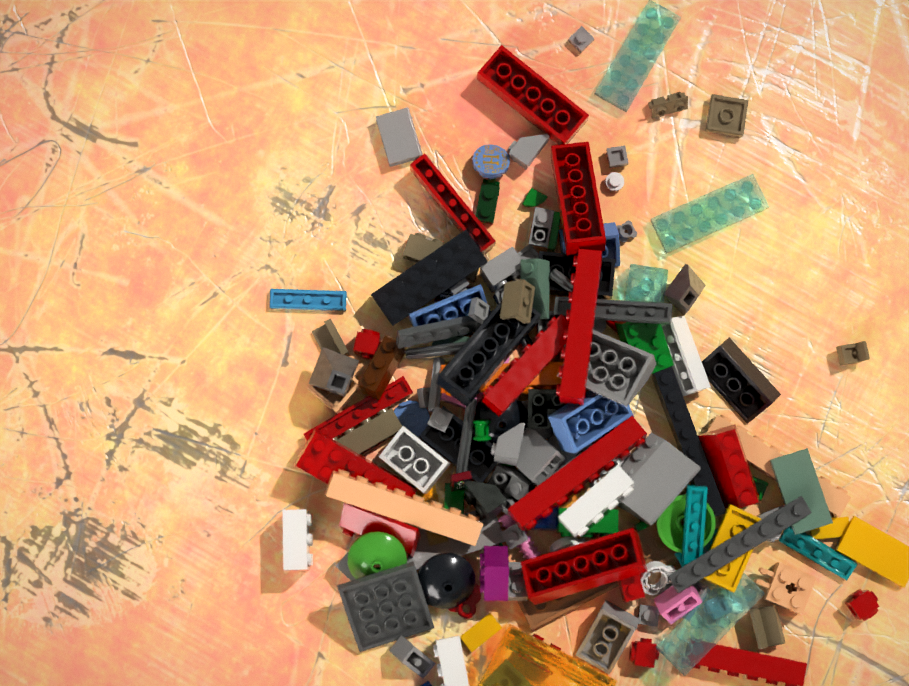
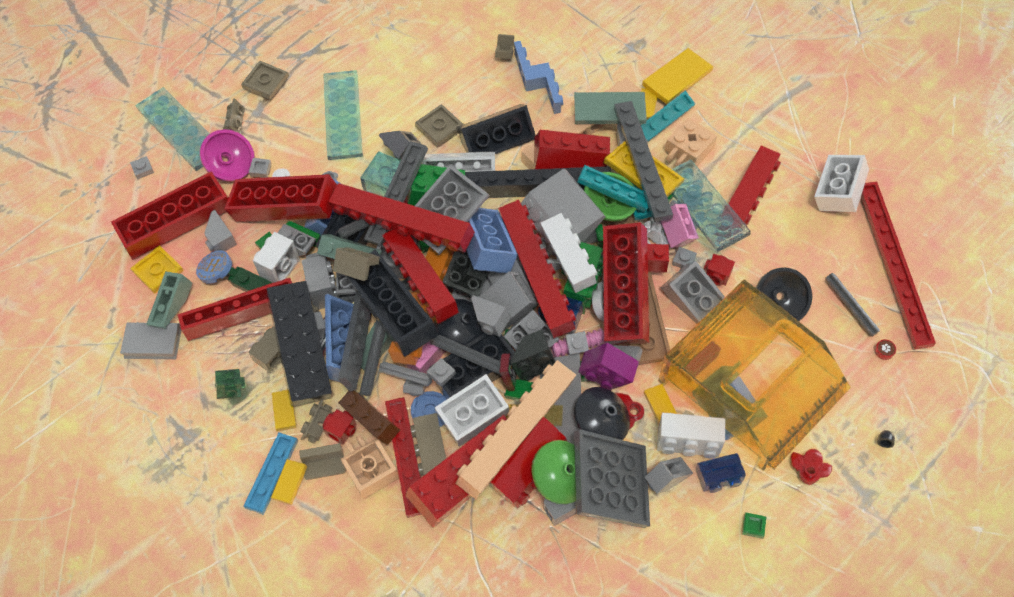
camera: 65 degrees left, 20 degrees down
(297, 540) = (515, 551): white brick -> none
(303, 319) = (289, 482): none -> yellow tile
(333, 372) = (355, 456): flat silver slope -> none
(358, 319) = (312, 429): none -> dark tan hinge
(363, 289) = (283, 412): none -> yellow tile
(376, 228) = (228, 383): none -> clear green brick
(440, 136) = (169, 299): none -> sand green slope
(474, 107) = (153, 267): none -> yellow tile
(479, 310) = (349, 306): light grey plate -> none
(481, 430) = (465, 335): green bush -> none
(513, 218) = (276, 258): none -> white brick
(621, 131) = (232, 147): none -> dark pink dish
(729, 317) = (438, 125): none -> dark tan plate
(767, 626) = (720, 167): dark tan panel -> none
(825, 401) = (538, 77): none -> medium blue bracket
(863, 604) = (720, 97): red brick -> none

